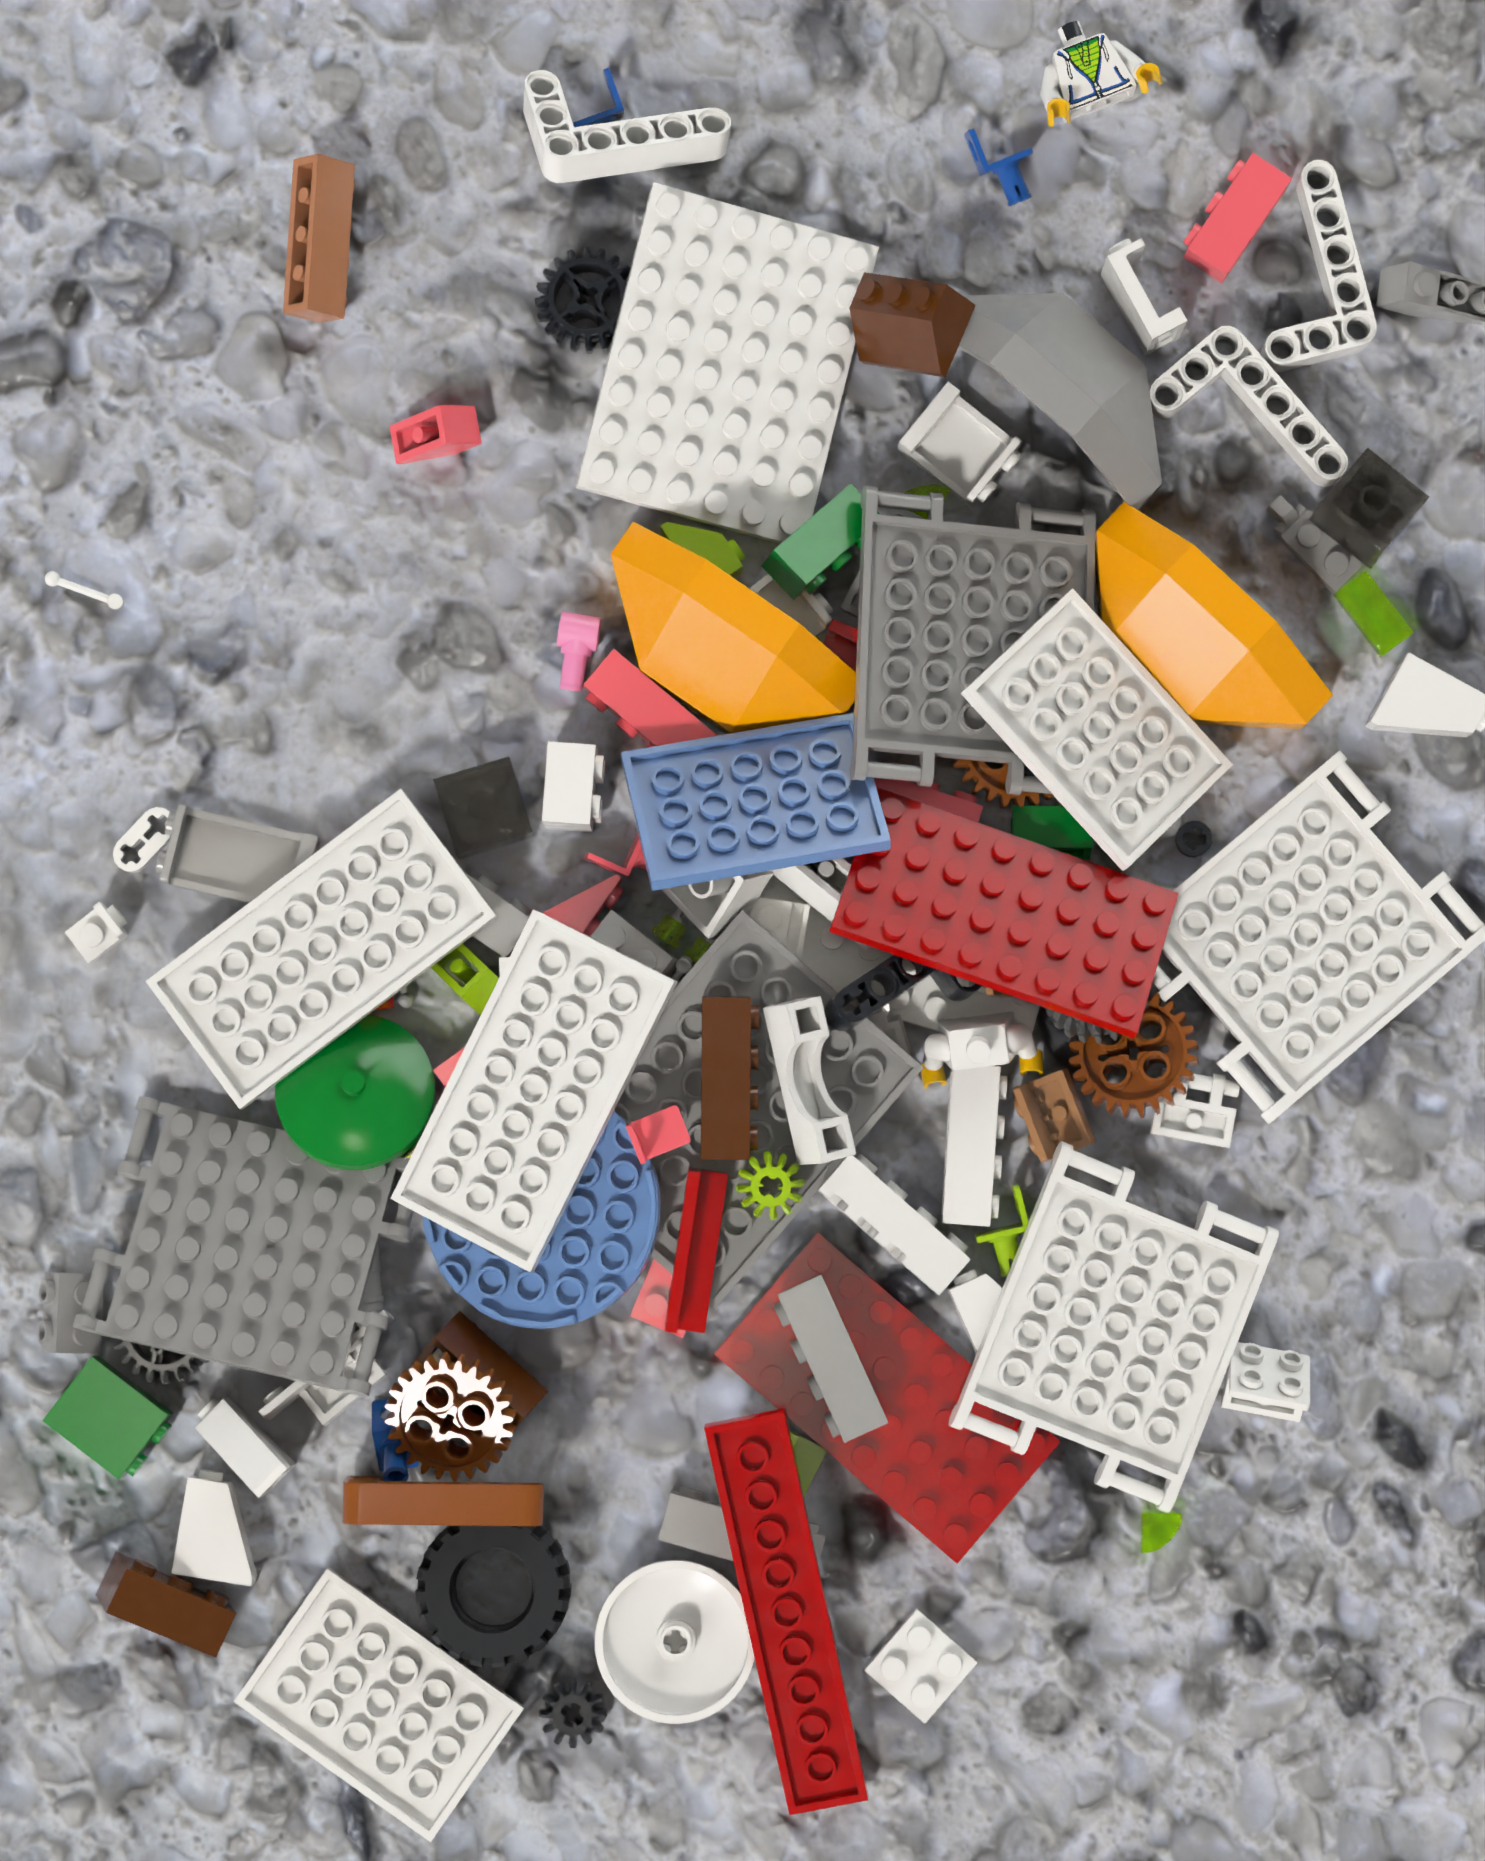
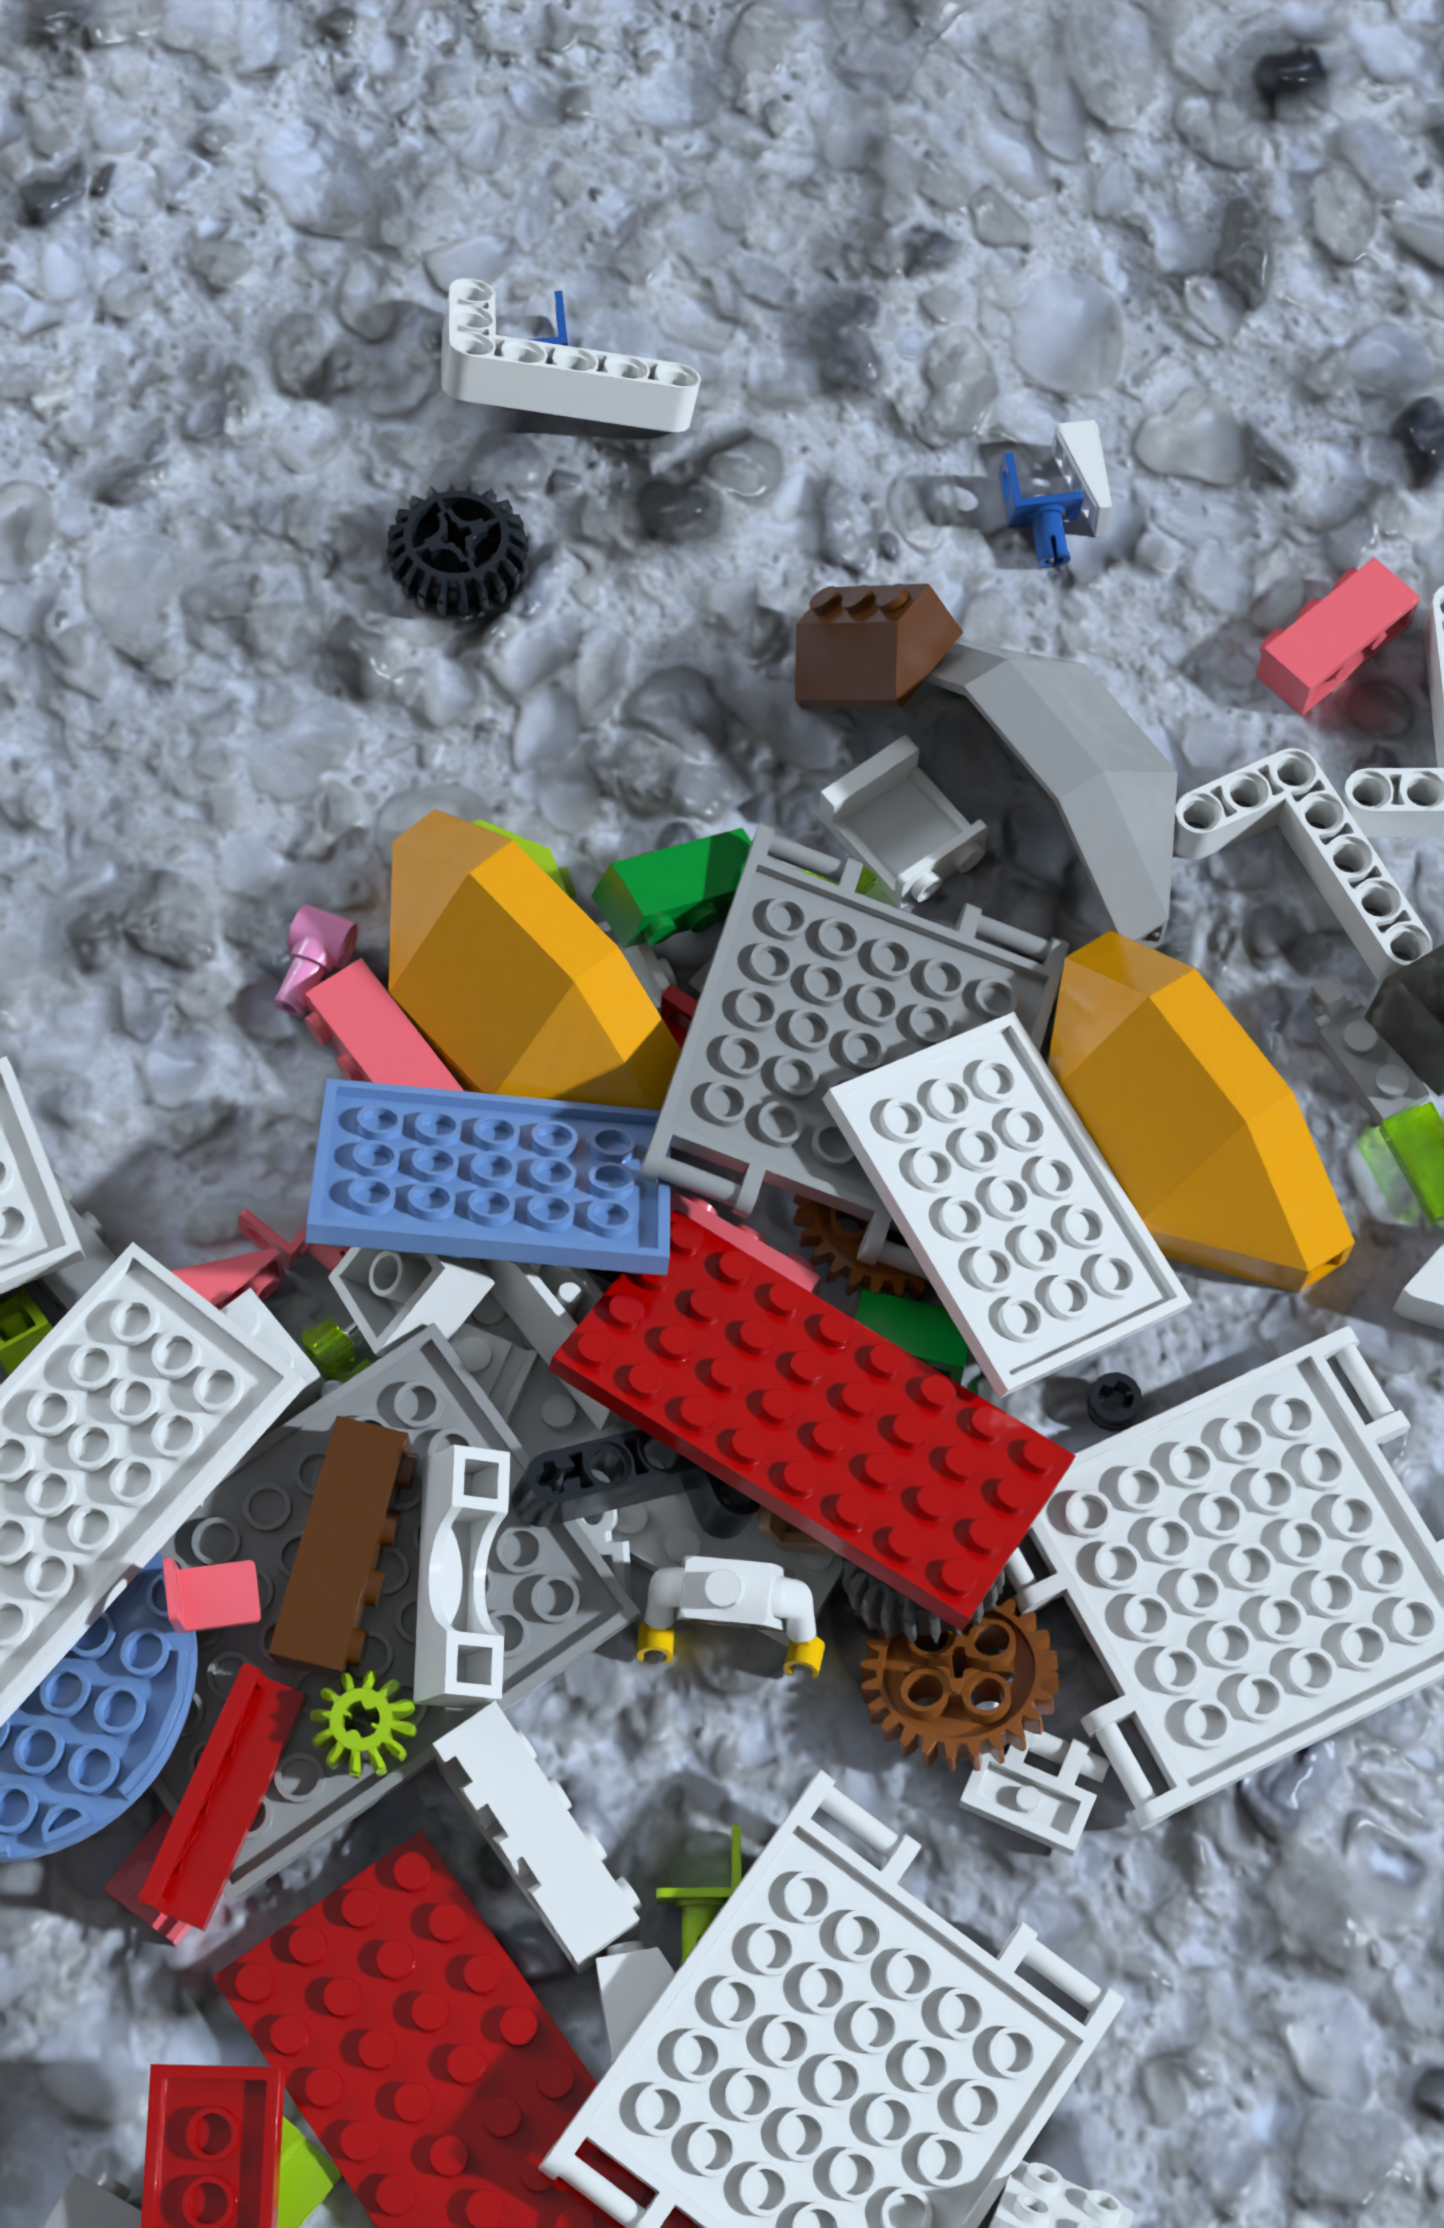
camera: 10 degrees right, 20 degrees down
(319, 238) = (134, 405): nougat brick -> none
(435, 433) = (210, 657): coral slope -> none
(483, 807) = (119, 1125): clear smoke brick -> none
(571, 787) = (247, 1119): white brick -> none
(725, 366) = (610, 659): white plate -> none
(832, 1358) = (385, 2020): light grey brick -> none
(971, 1145) = (684, 1755): white brick -> none
(1024, 115) = (1082, 464): none -> white slope
(1052, 1114) = (818, 1728): medium nougat bracket -> none
(1091, 75) = (1181, 436): torso -> none
(1146, 326) = (1196, 731): white panel -> none

